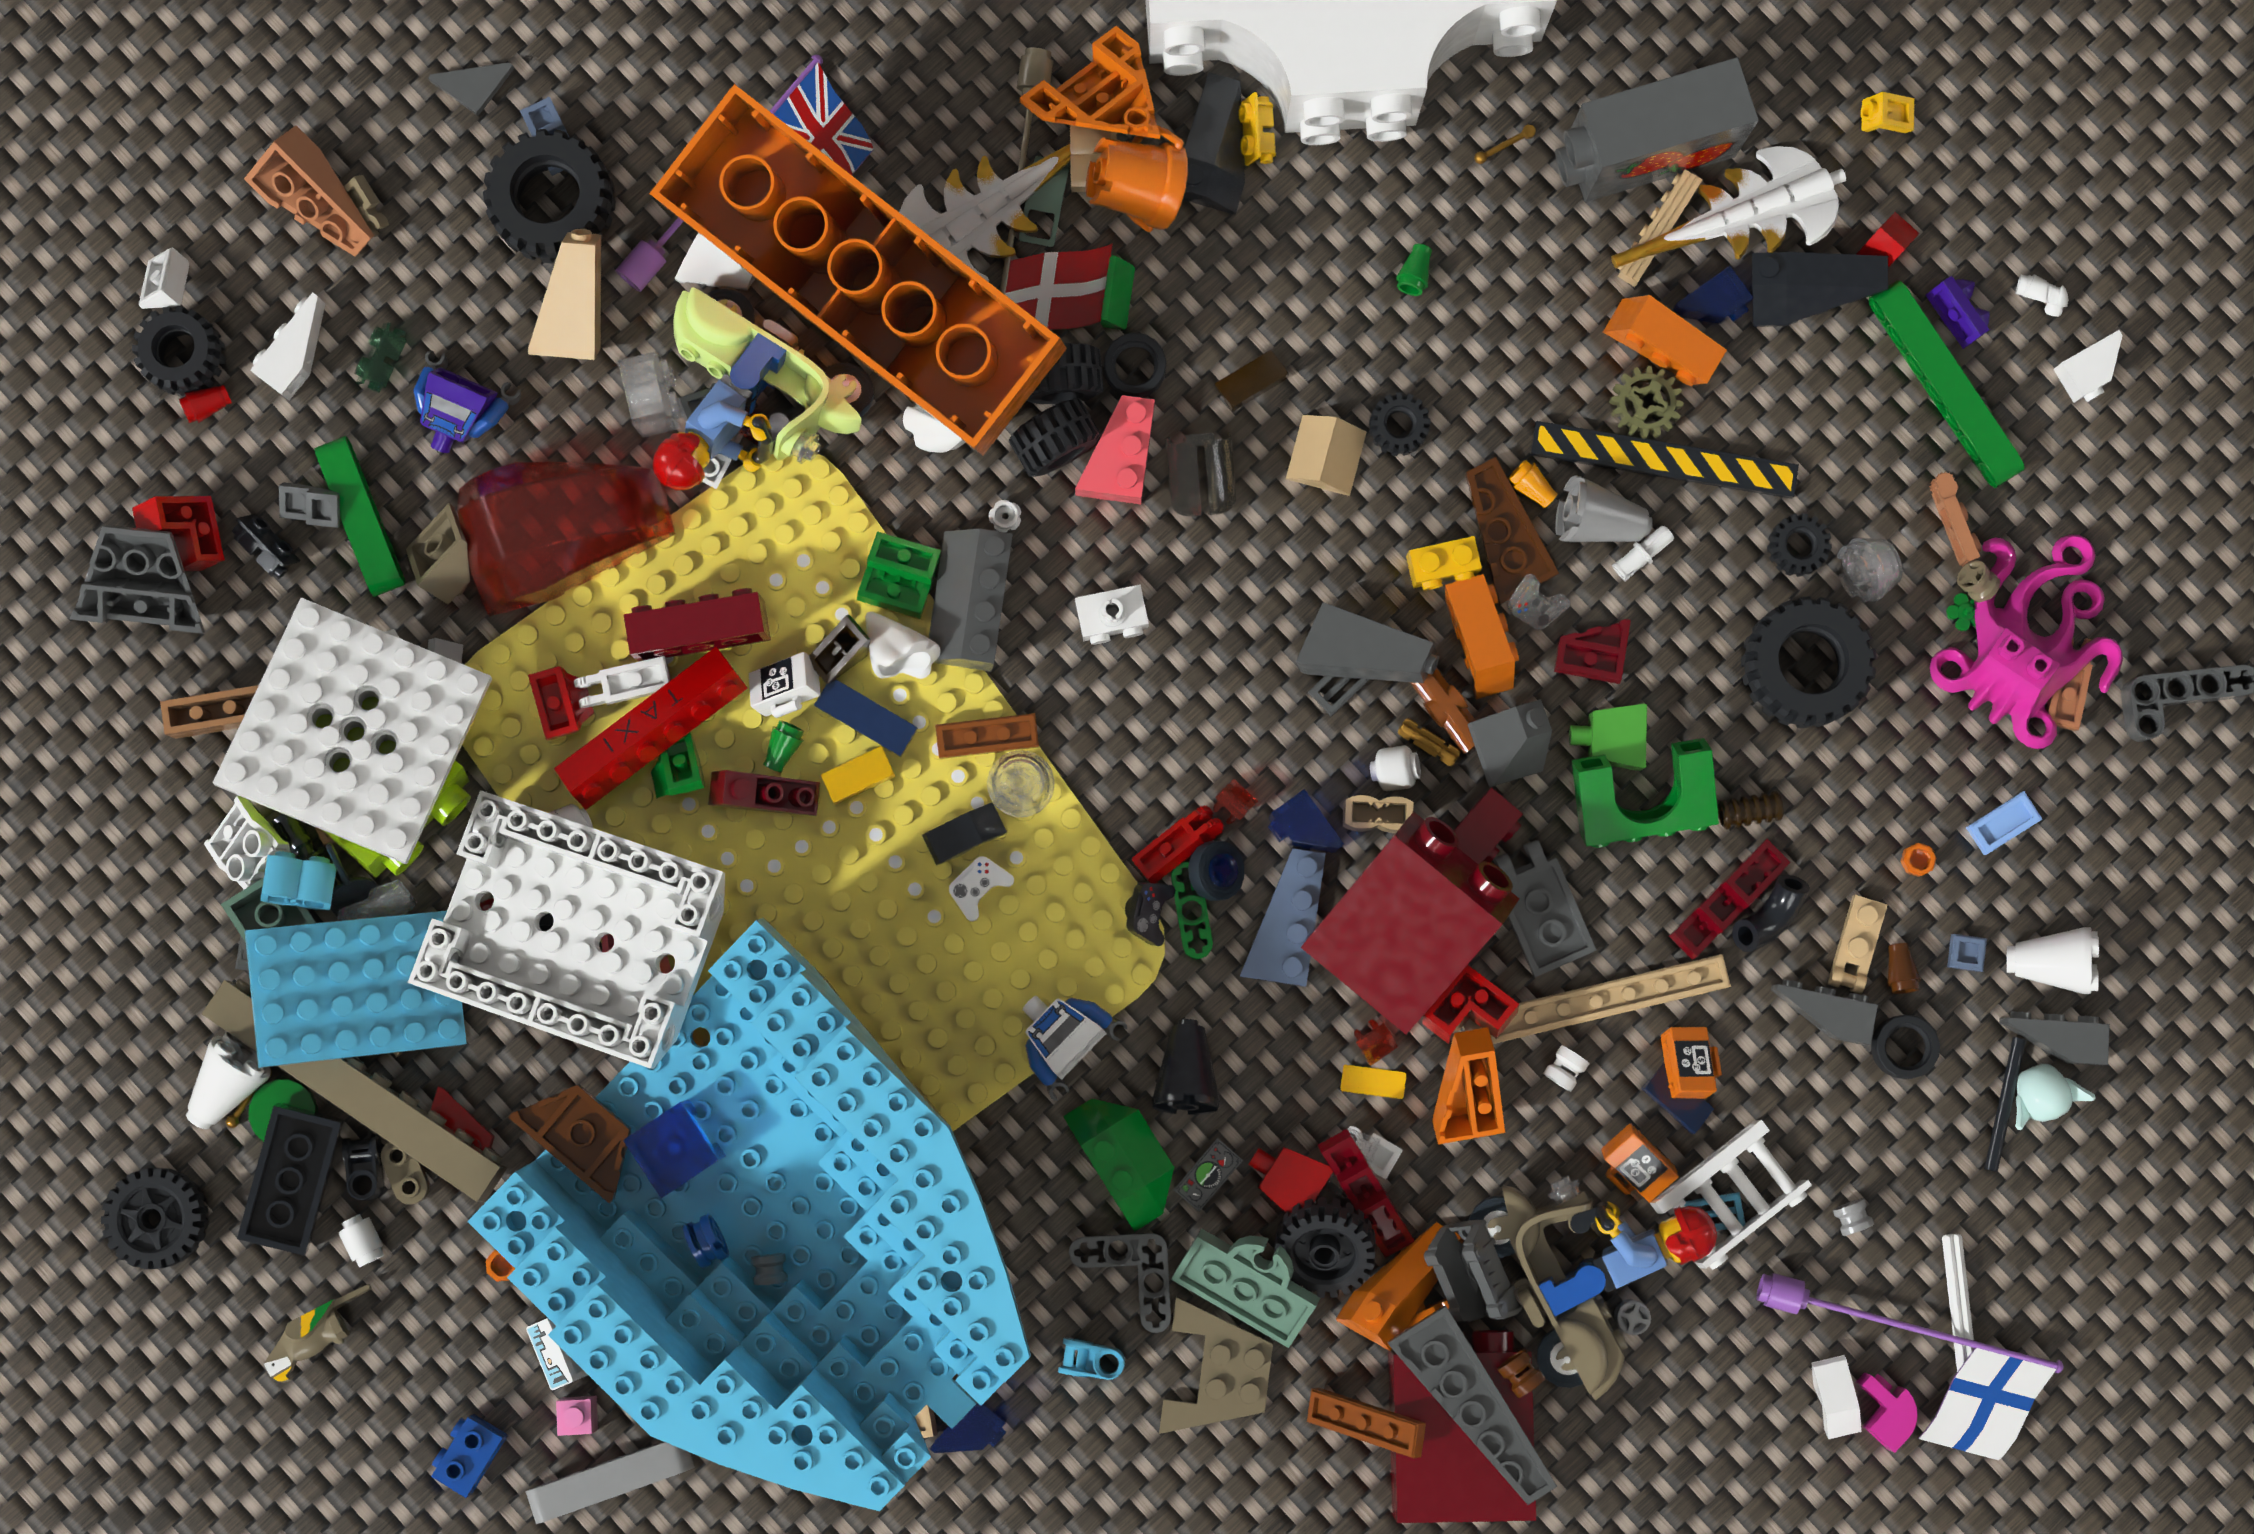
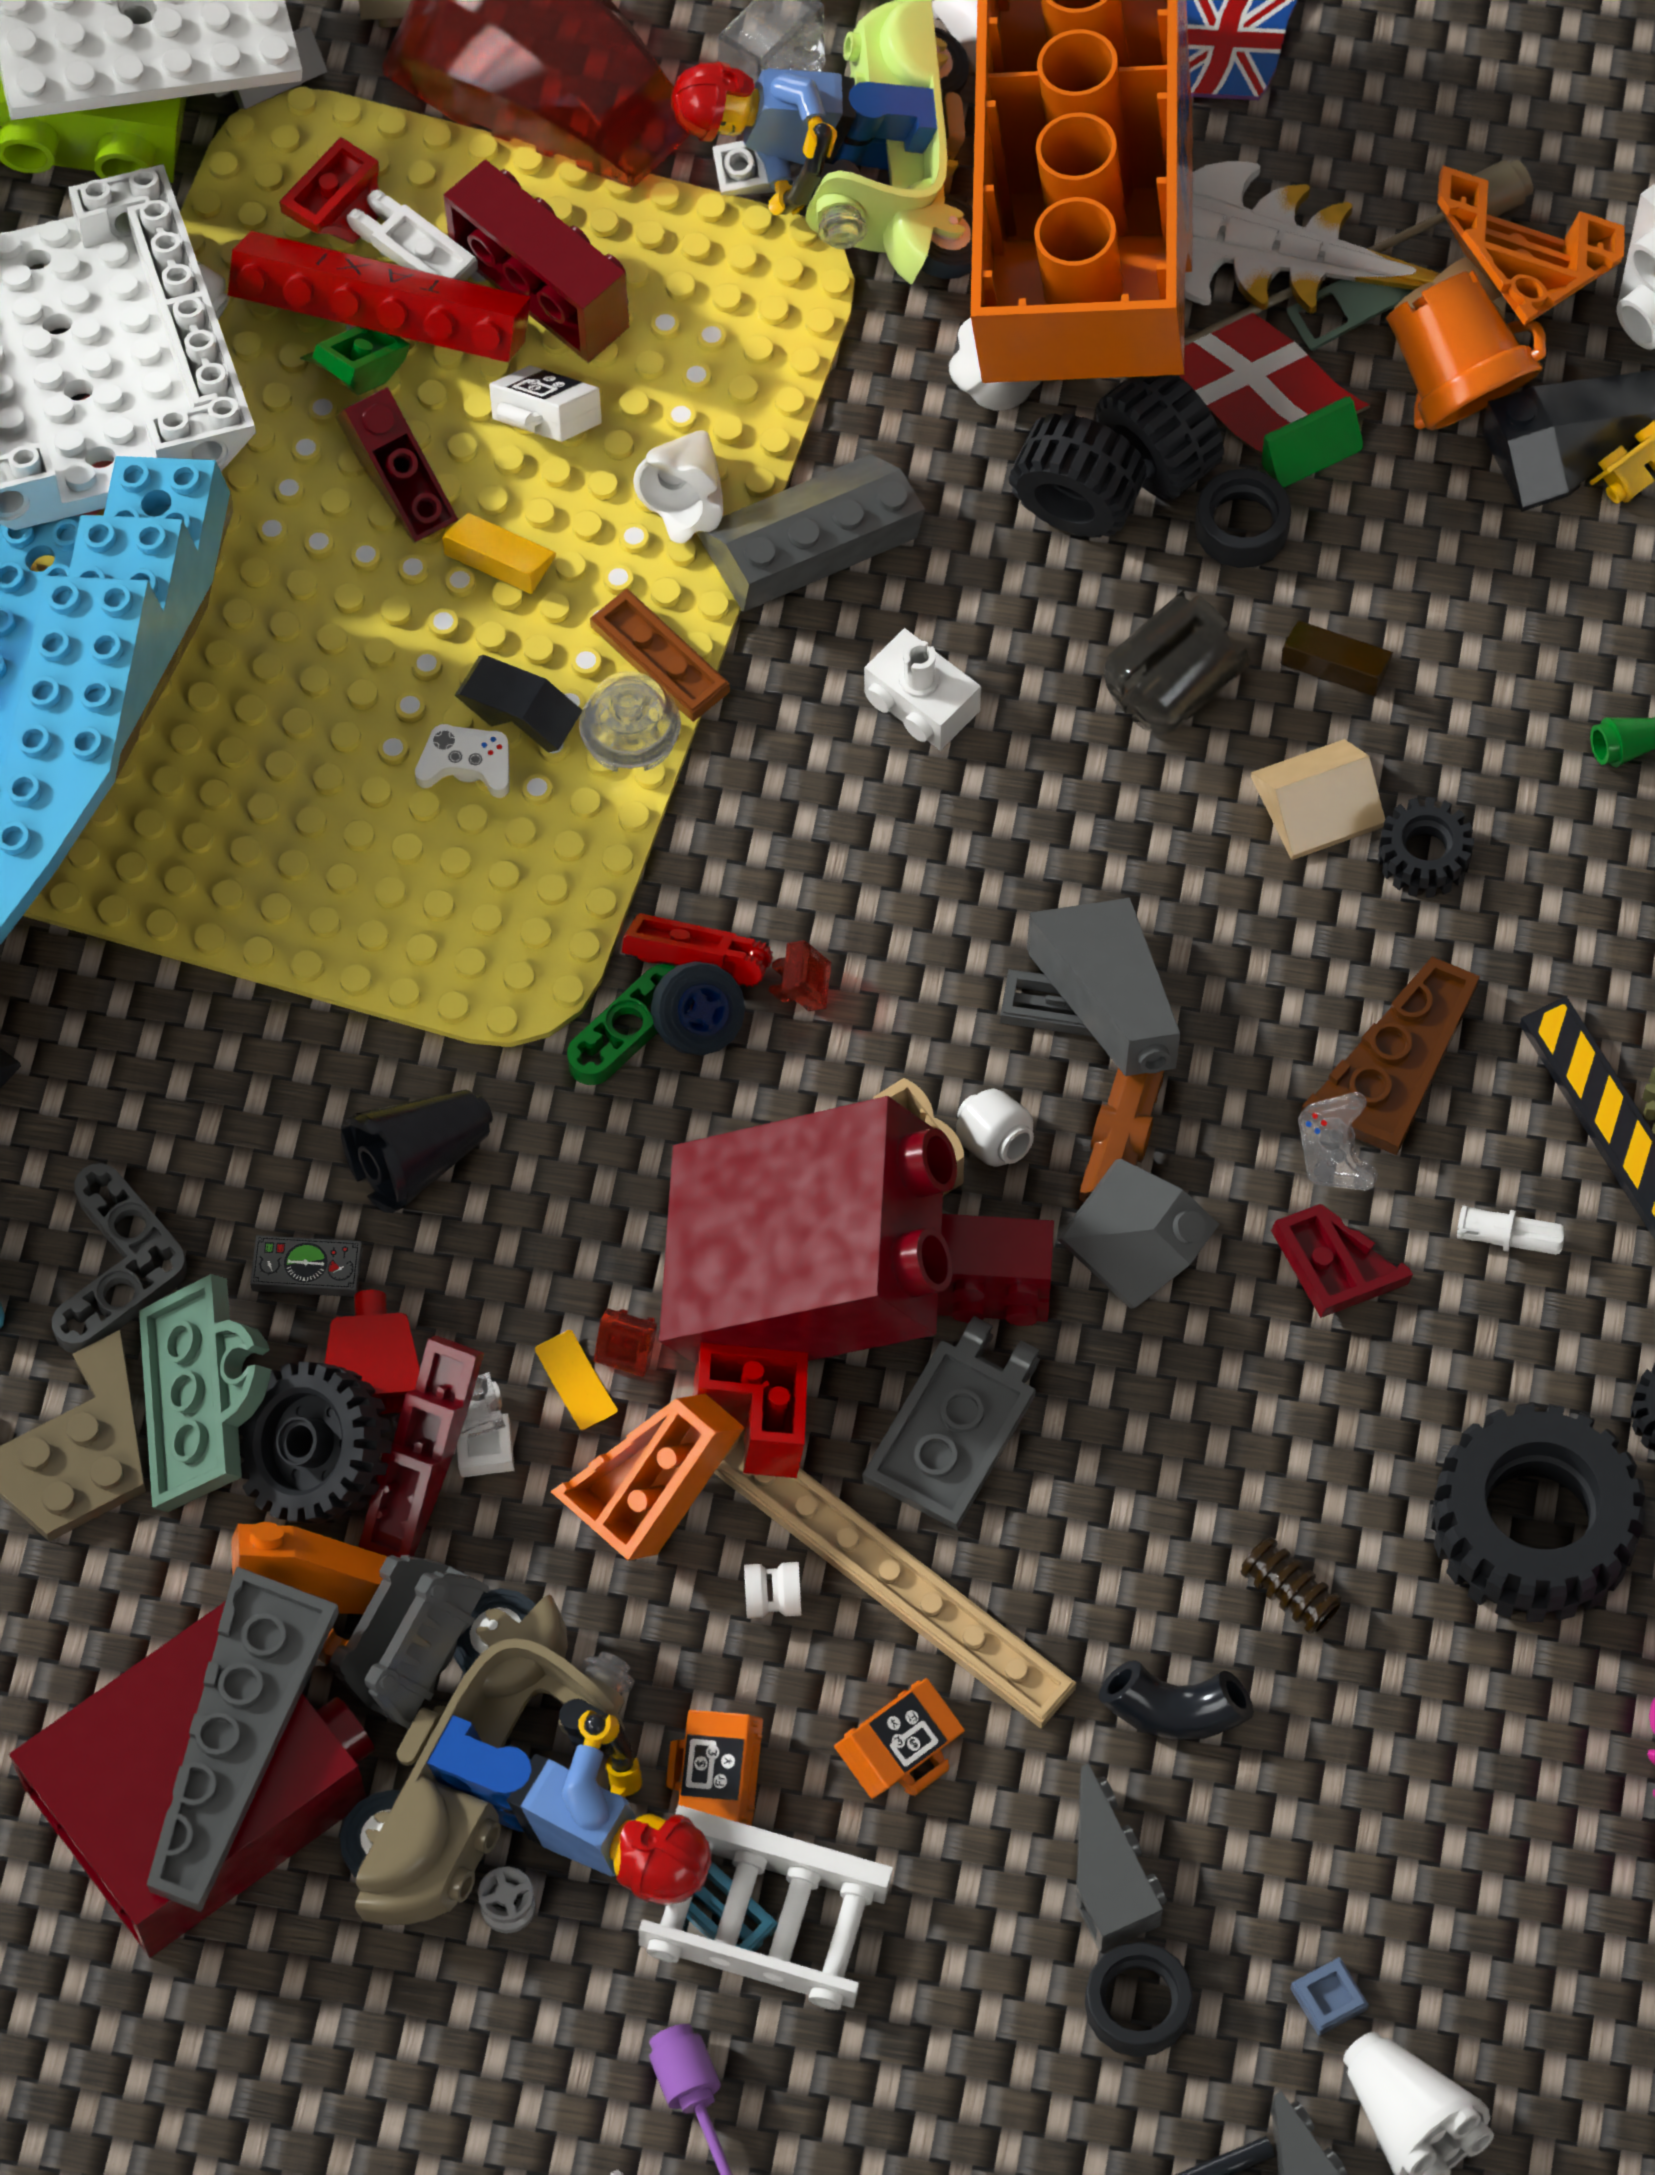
camera: 55 degrees right, 20 degrees down
(782, 745) = (470, 447): green cone -> none
(840, 650) = (631, 424): dark brown slope -> none
(866, 717) = (577, 514): dark blue tile -> none
(898, 575) = (776, 436): green slope -> none
(999, 509) = (944, 494): white plate -> none
(1064, 1036) = (352, 972): torso -> none
(1121, 455) = (1123, 569): coral wedge -> none
(1124, 1157) = (249, 1155): green wedge -> none
(1144, 911) = (582, 957): black piece -> none
(1288, 923) = (641, 1149): sand blue wing -> none
(1303, 825) = (833, 1050): clear blue slope -> none
(1366, 1422) = (117, 1637): dark orange tile -> none
(1429, 742) = (1060, 1148): pearl gold axle -> none
(1443, 562) = (1297, 1006): yellow brick -> none
(1482, 635) = (1239, 1111): orange wedge -> none
(1526, 1376) = (317, 1759): reddish brown wheel -> none
(1532, 483) = (1484, 1043): light orange cone -> none
(1599, 515) = (1511, 1141): light grey cone -> none
(1616, 734) = (1249, 1355): bright green torso -> none
(1687, 1111) = (834, 1784): dark blue slope -> none
(1688, 805) = (1132, 1410): green arch -> none
(1729, 899) = (1164, 1643): dark red slope -> none
(1853, 1217) = (856, 2089): light grey wheel -> none
(1857, 943) = (1228, 1845): tan plate -> none
(1902, 971) = (1234, 1925): reddish brown cone -> none
(1918, 859) = (1400, 1842): orange tile -> none
(2004, 823) = (1540, 1922): light blue tile -> none

